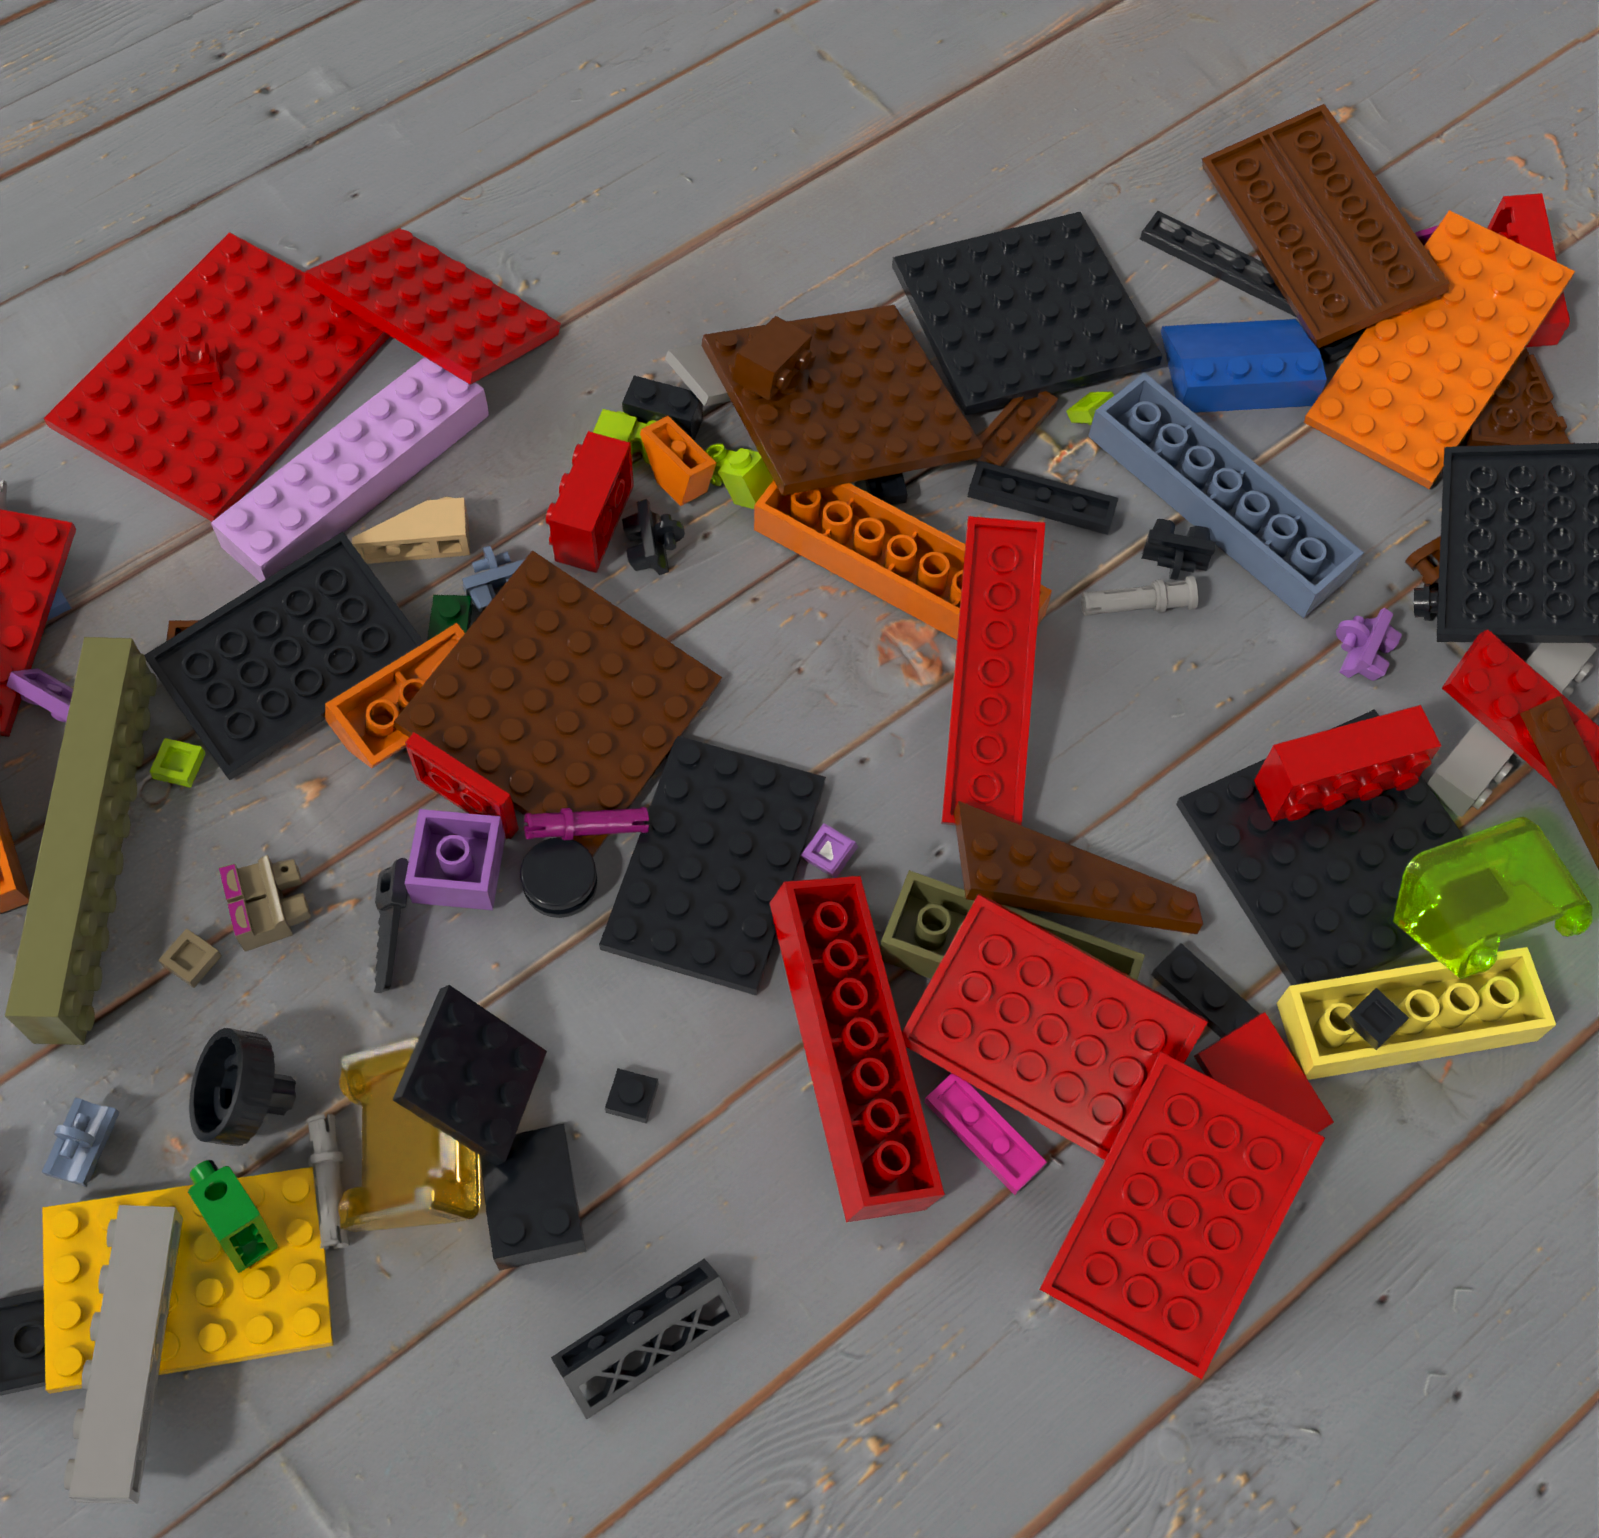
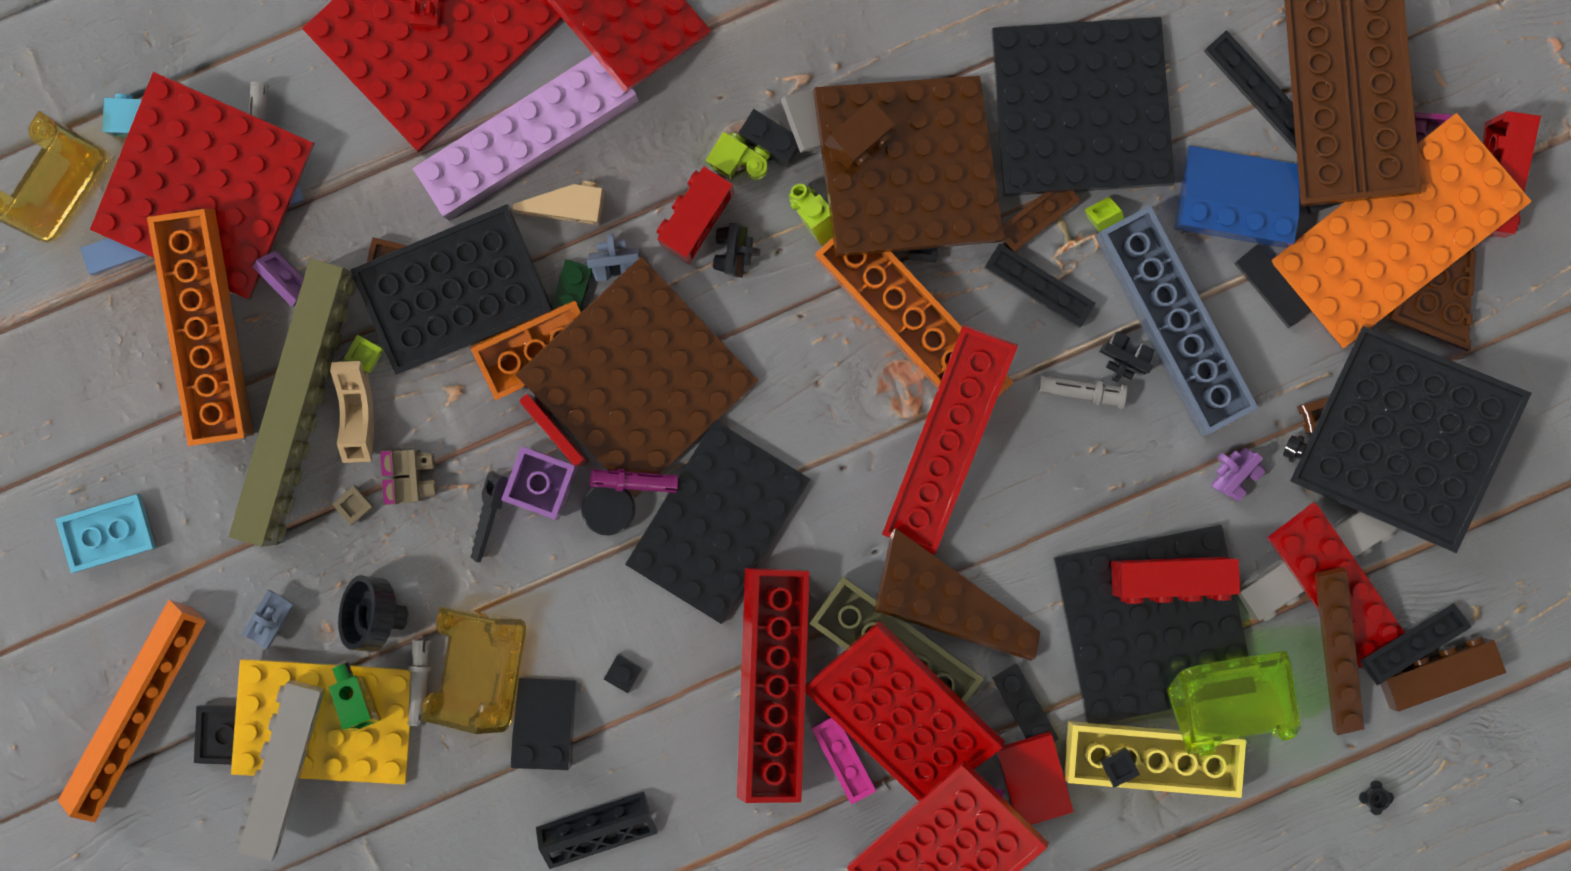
camera: 25 degrees right, 25 degrees up
(174, 823) = (356, 411): none -> tan arch
(470, 1075) = (519, 646): black plate -> none
(677, 460) = (768, 191): orange slope -> none
(829, 850) = (798, 535): medium lavender tile -> none
(1319, 443) = (1272, 286): none -> black tile

